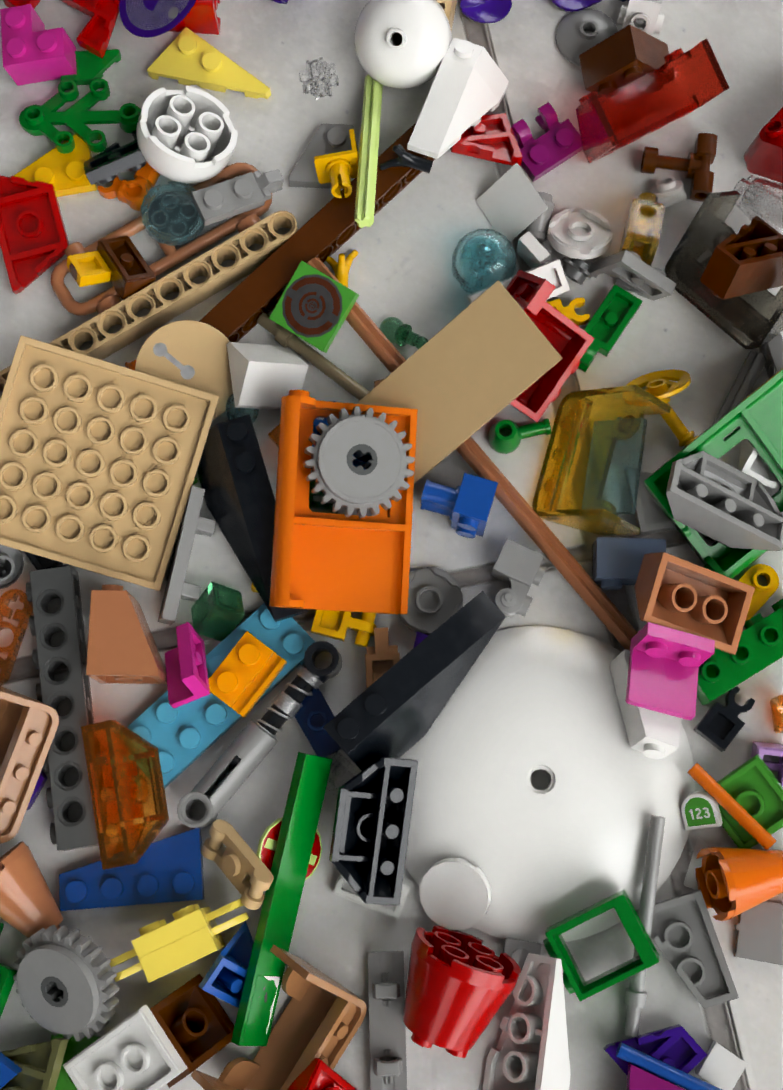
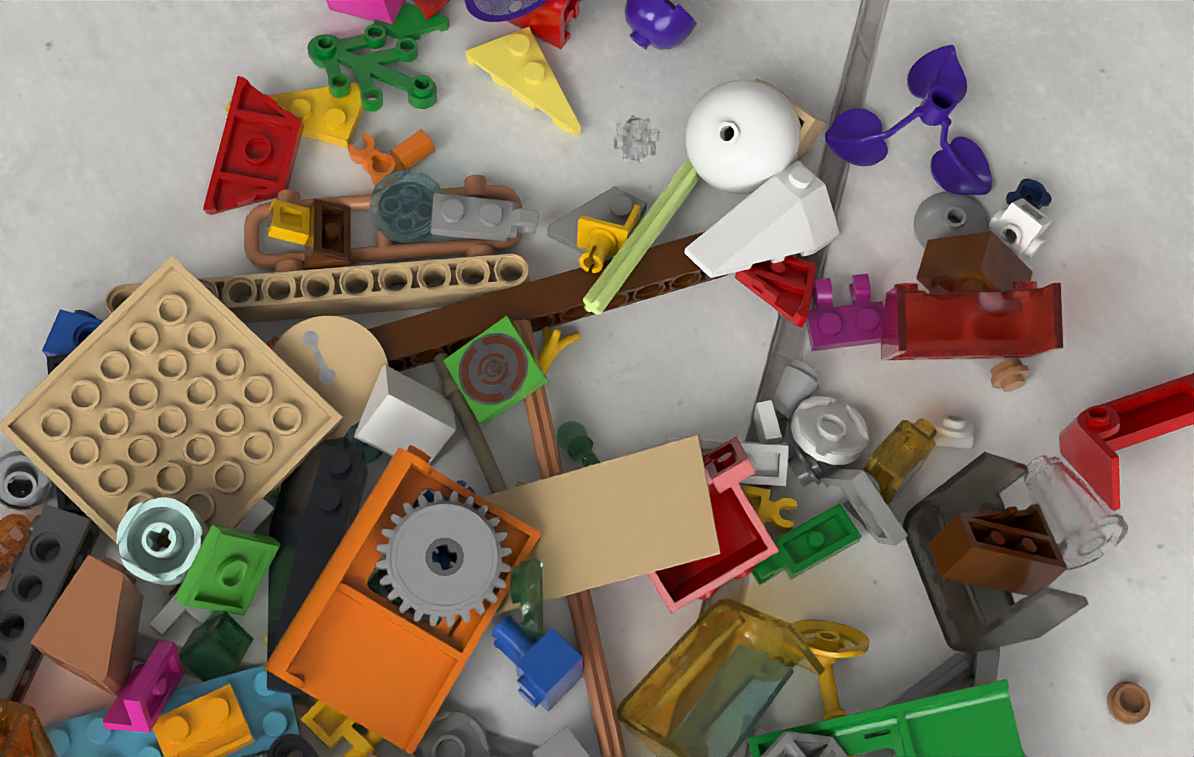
camera: 25 degrees right, 10 degrees down
(114, 160) = (381, 125): black wing -> none
(126, 538) = (139, 536): none -> light aqua brick
(185, 134) = (461, 132): white cylinder -> none
(199, 550) = (227, 570): none -> bright green tile
(407, 159) = (679, 263): black bar -> none
(433, 456) = (527, 589): none -> clear green tile
(483, 259) = (709, 407): clear light blue cylinder -> none
(510, 443) = (645, 615): green bar -> none
(511, 203) = (771, 363): white sticker -> none
(687, 130) = (1009, 375): none -> medium nougat plate
(695, 166) = (1000, 418): reddish brown bar -> none

